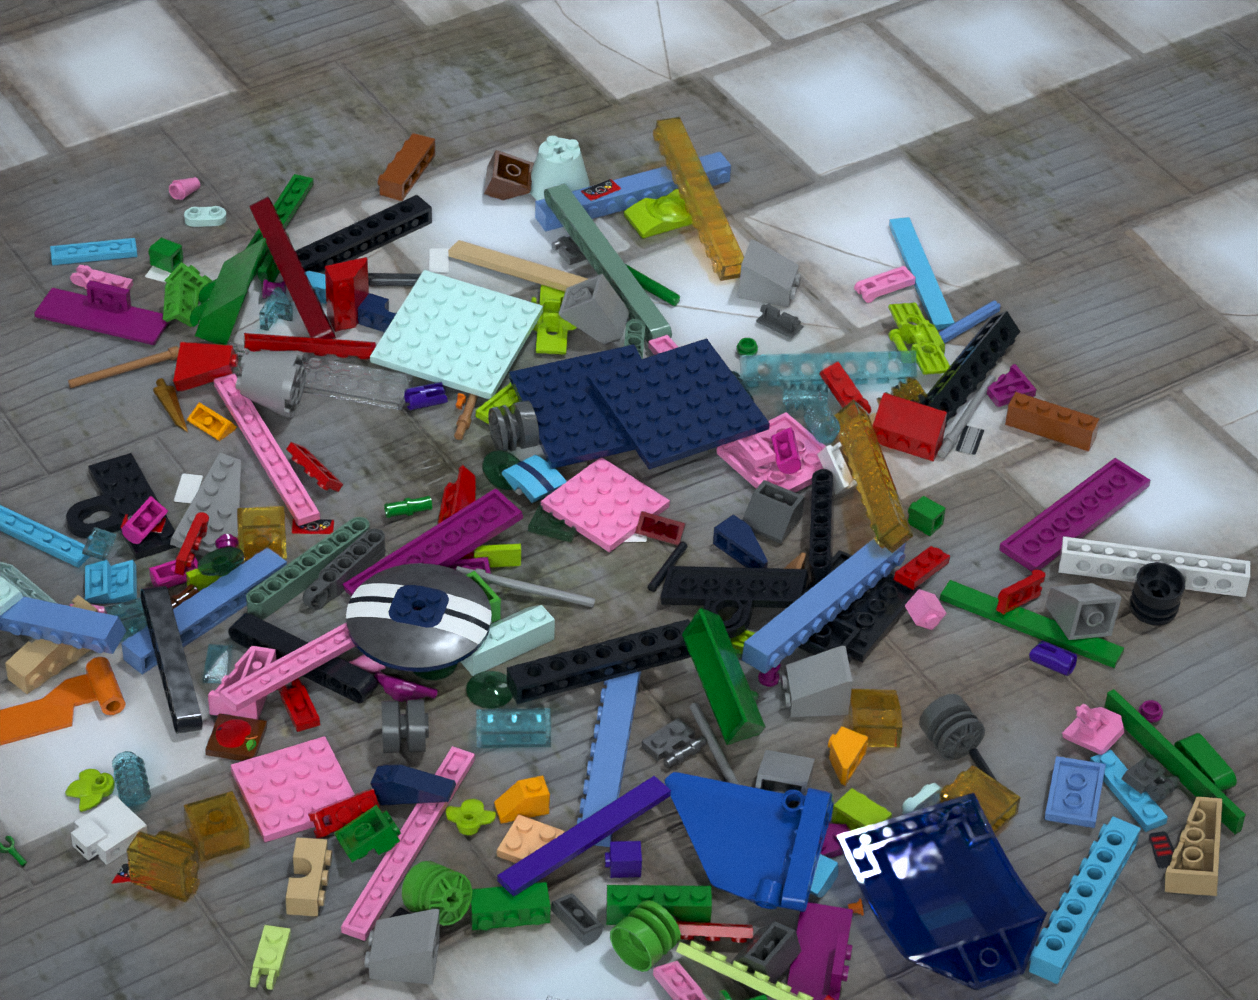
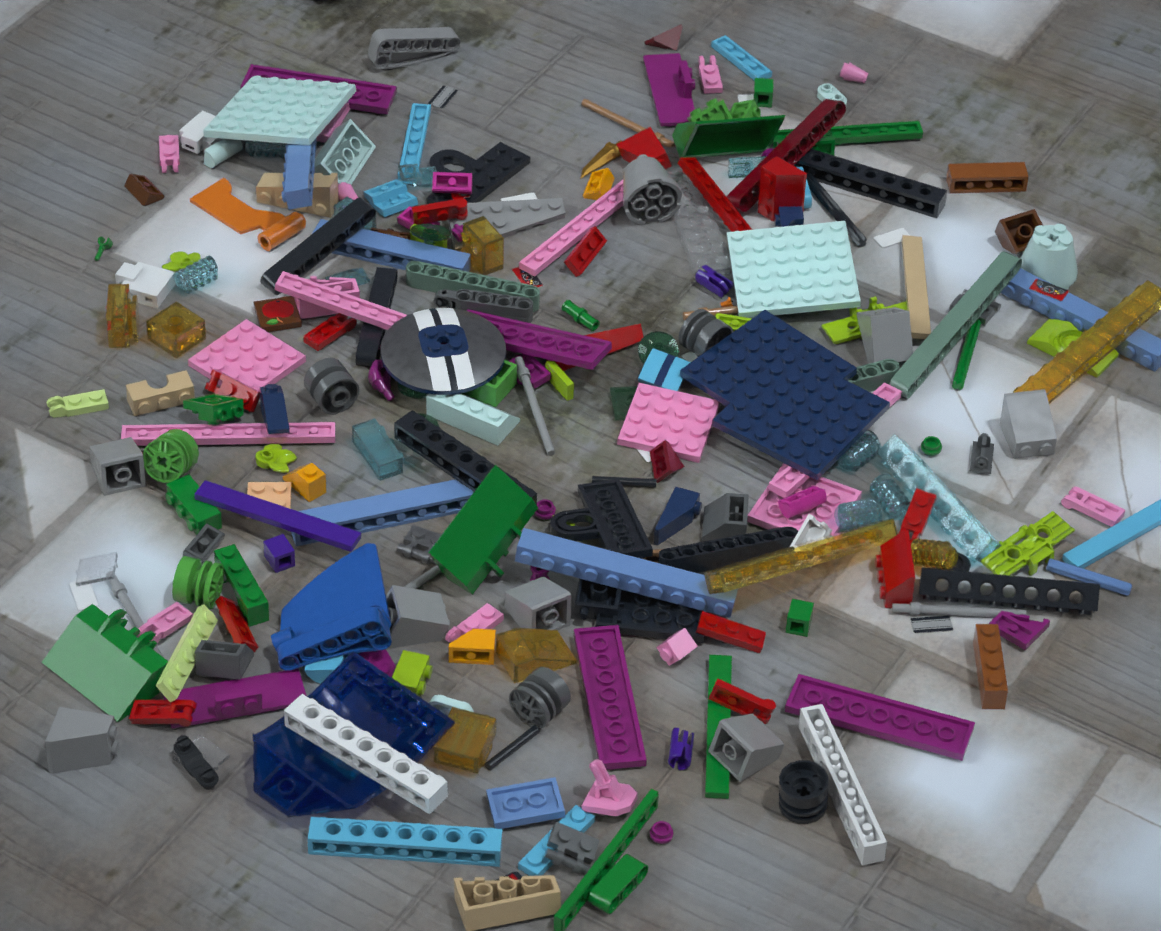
camera: 65 degrees right, 0 degrees up
(16, 287) = (667, 39): none -> slope
(810, 744) = (484, 618): none -> bright pink hinge
(977, 685) = (609, 697): none -> magenta plate
(979, 877) = (366, 753): none -> white brick

